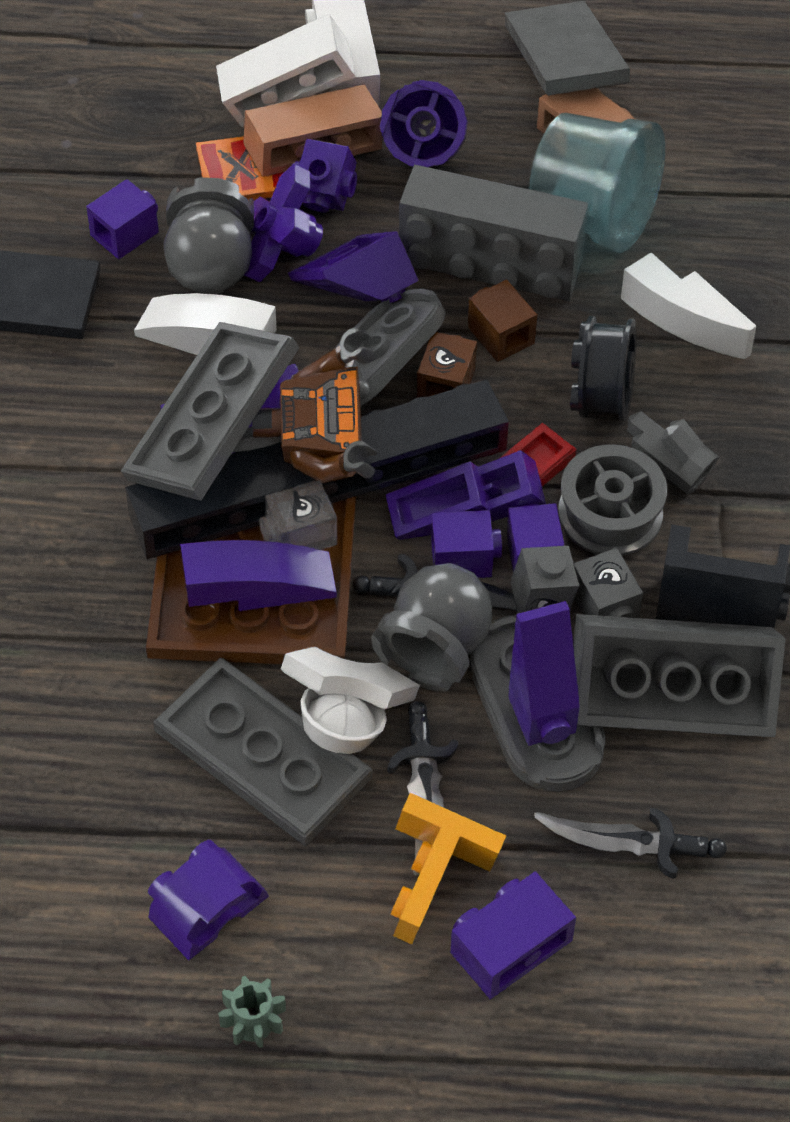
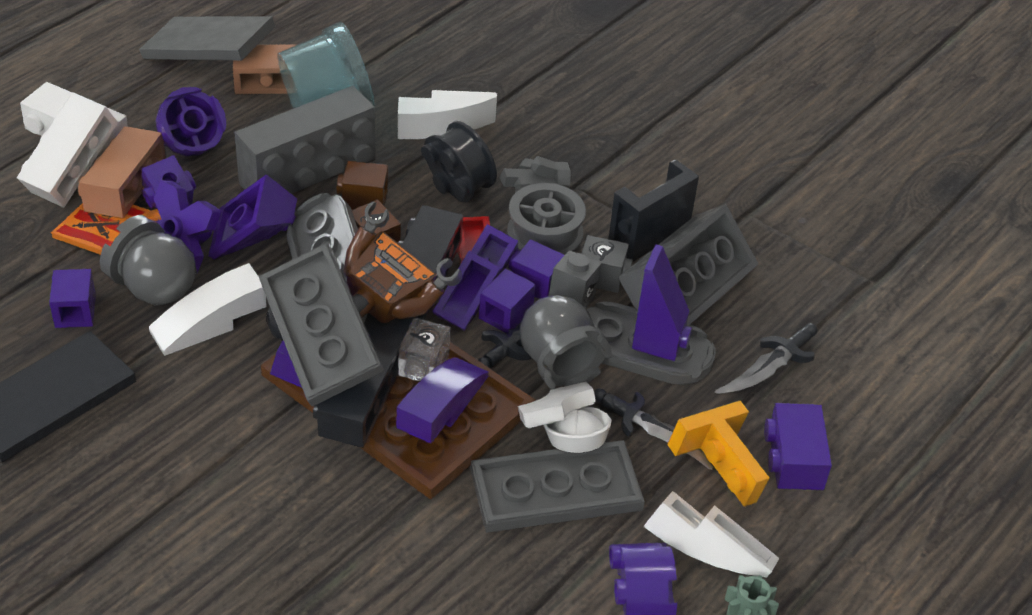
camera: 55 degrees left, 10 degrees down
(299, 925) = (710, 538): none -> white slope

